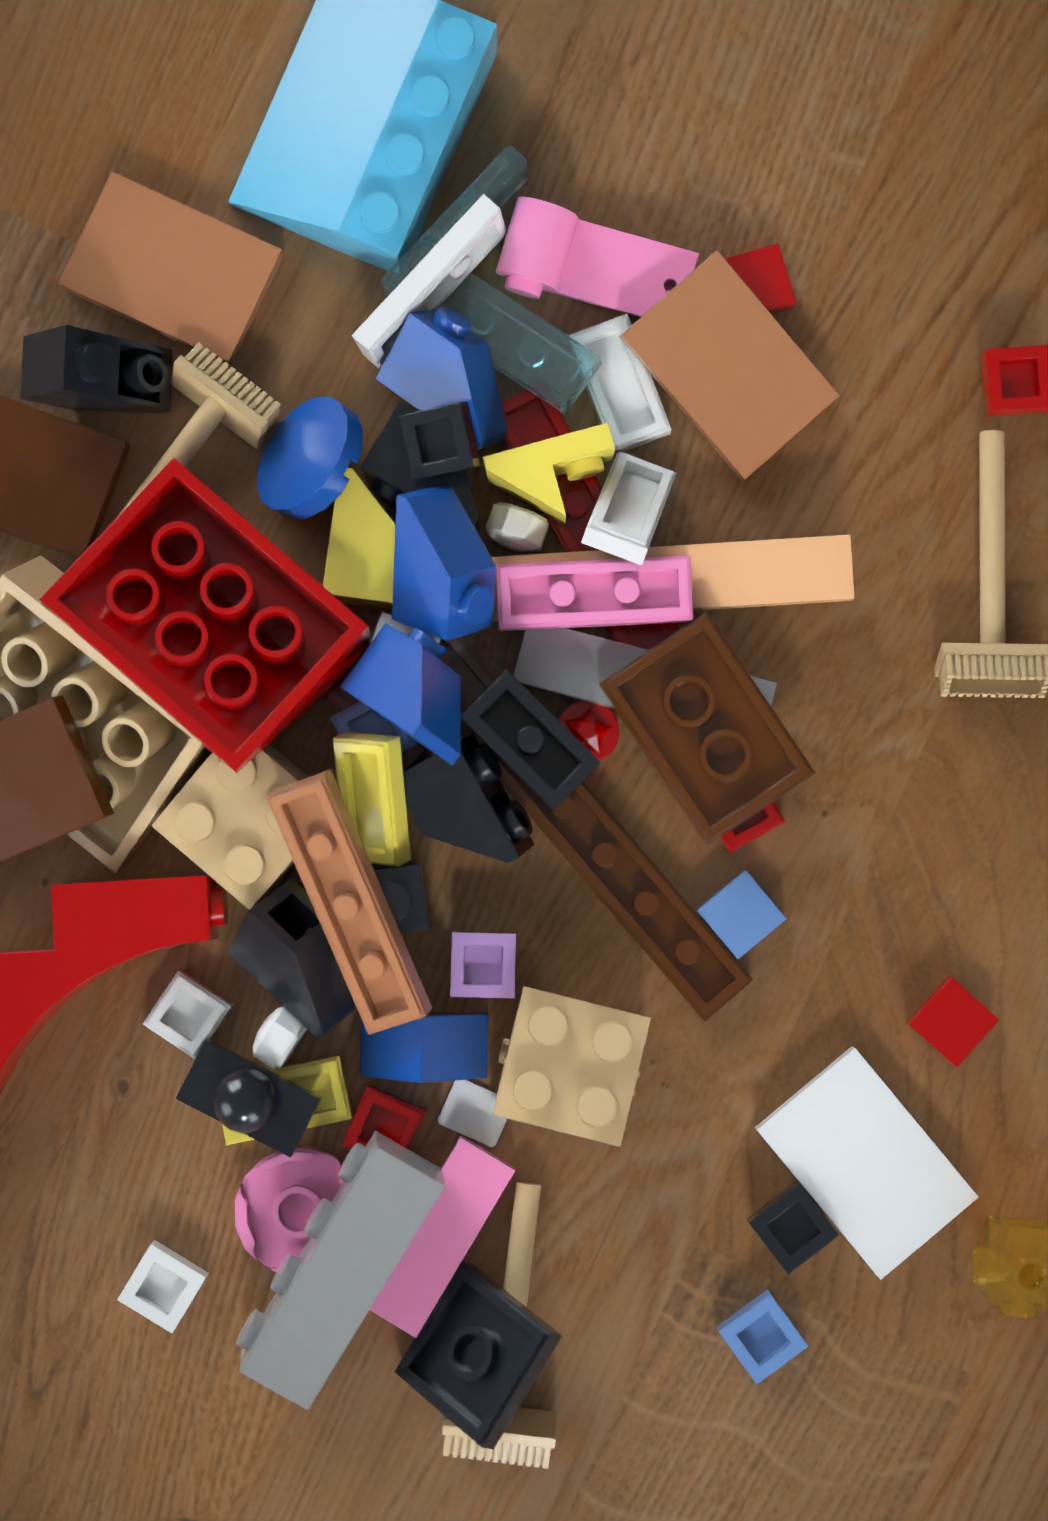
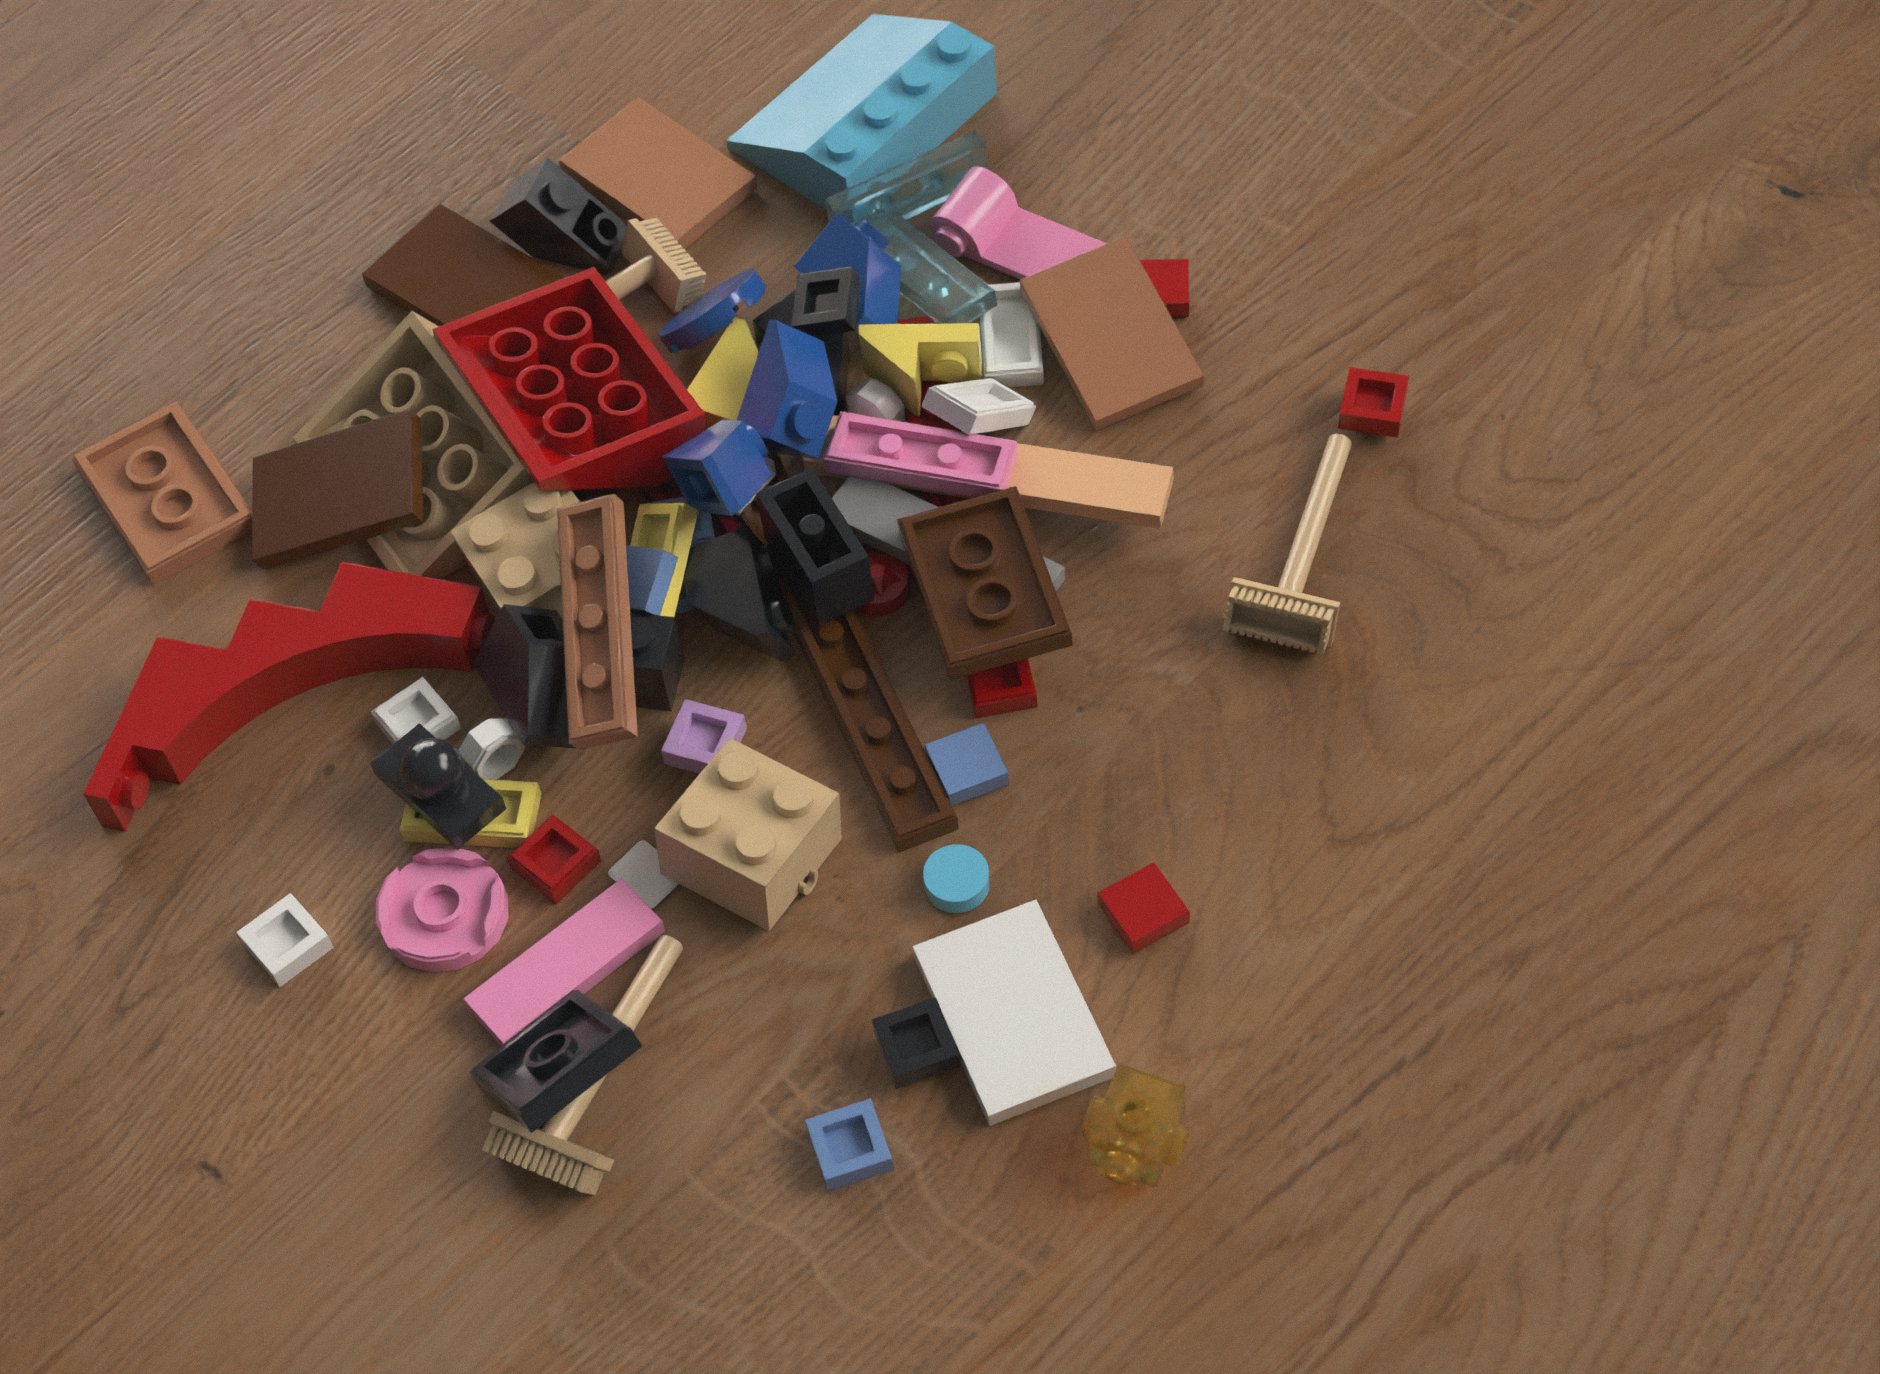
camera: 25 degrees right, 30 degrees down
(340, 1268) = (455, 942): light grey brick -> none
(378, 827) = (648, 578): none -> medium blue tile
(428, 1049) = (618, 791): blue slope -> none
(433, 278) = (881, 199): white tile -> none
(770, 1040) = (956, 878): none -> medium azure tile

